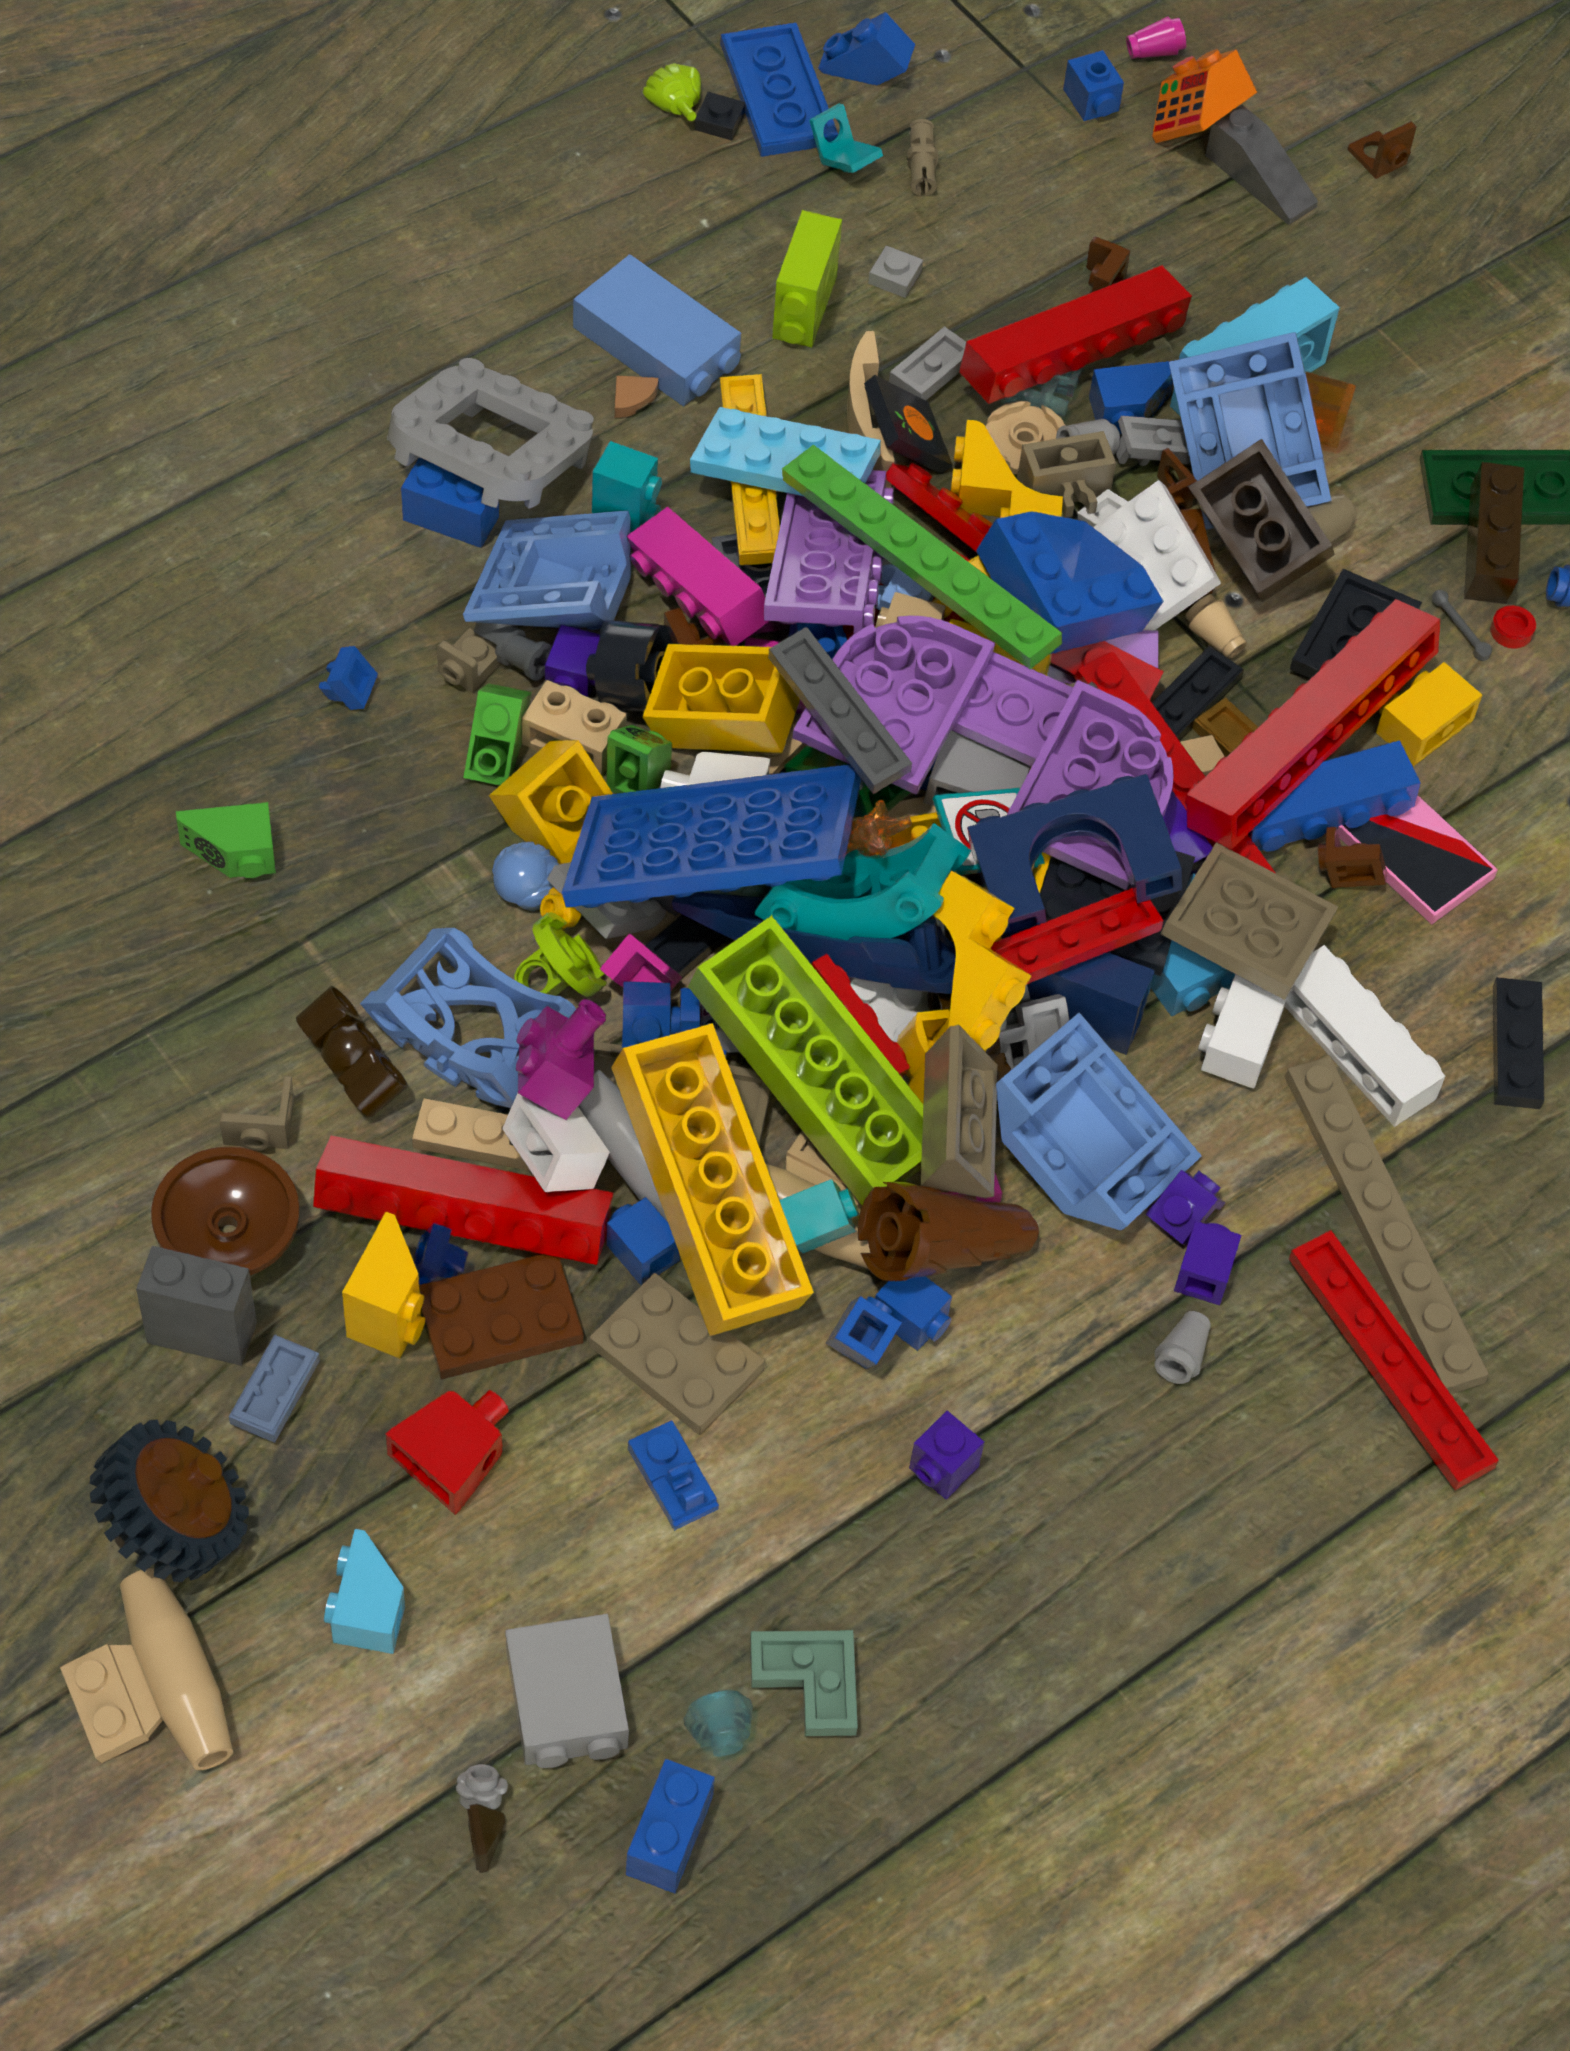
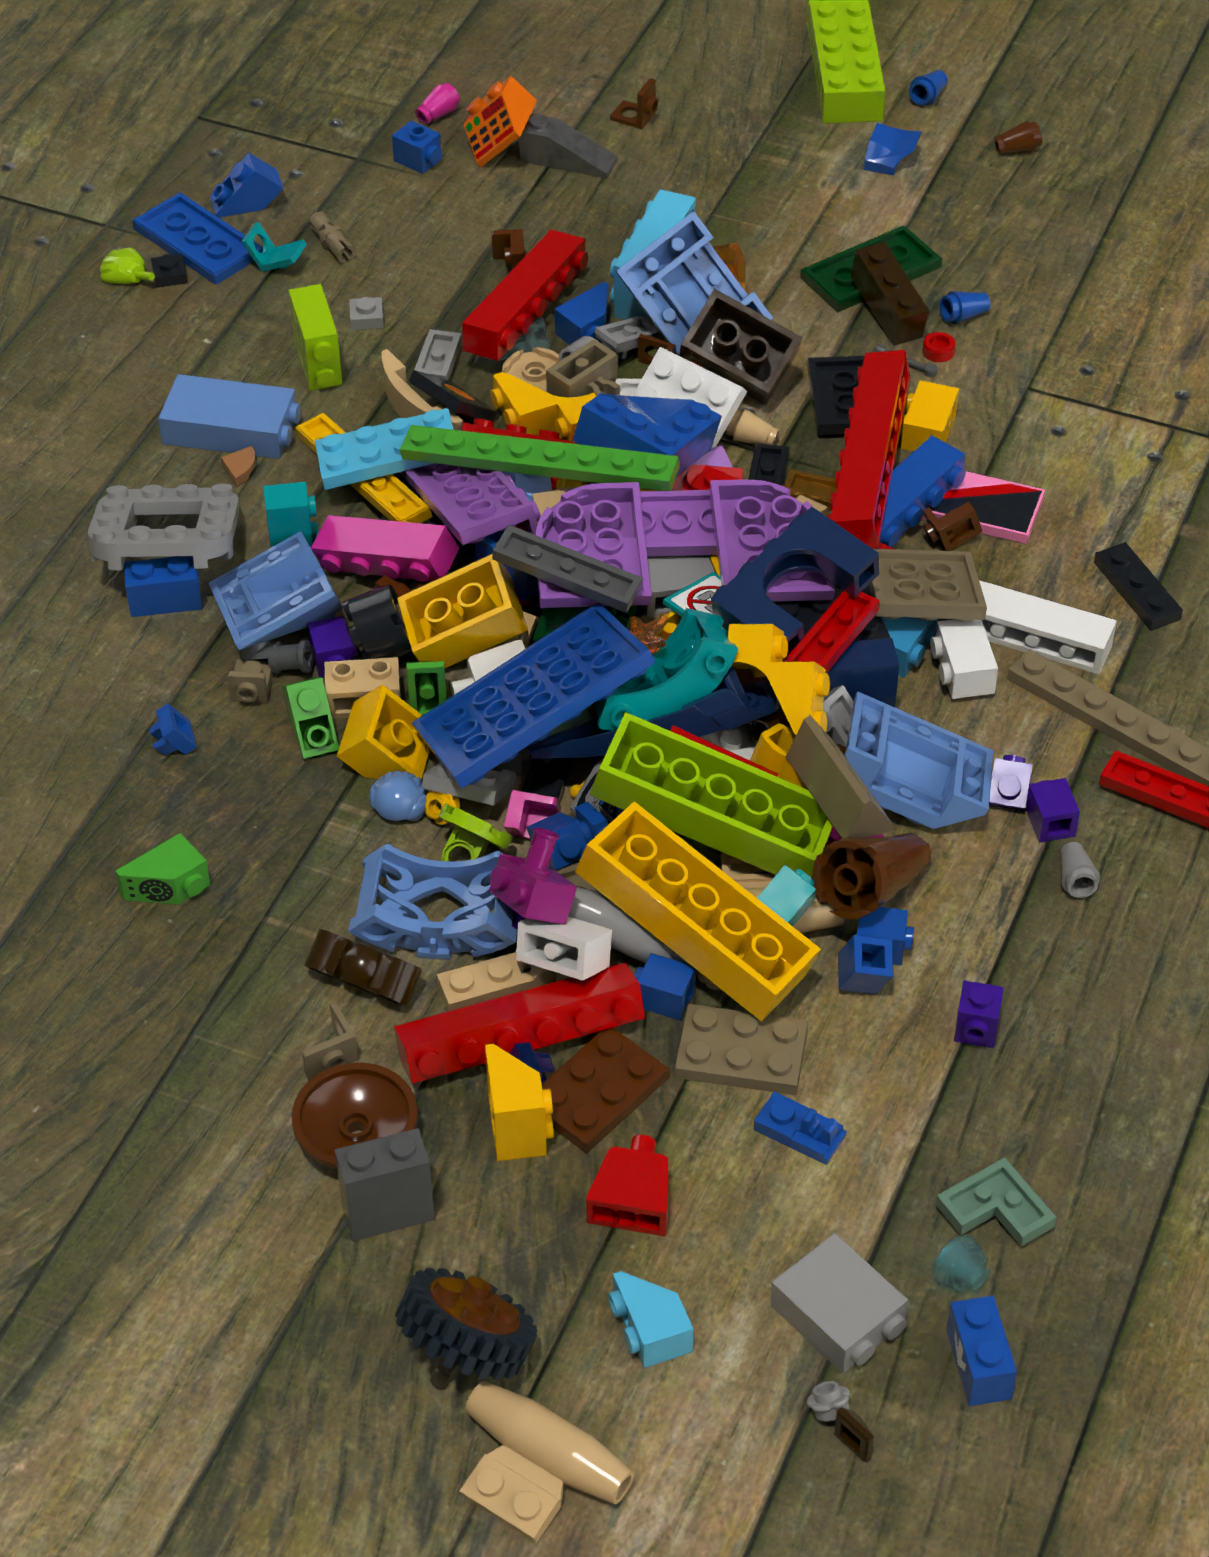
camera: 25 degrees left, 10 degrees down
(274, 1388) = (474, 1218): sand blue plate -> none

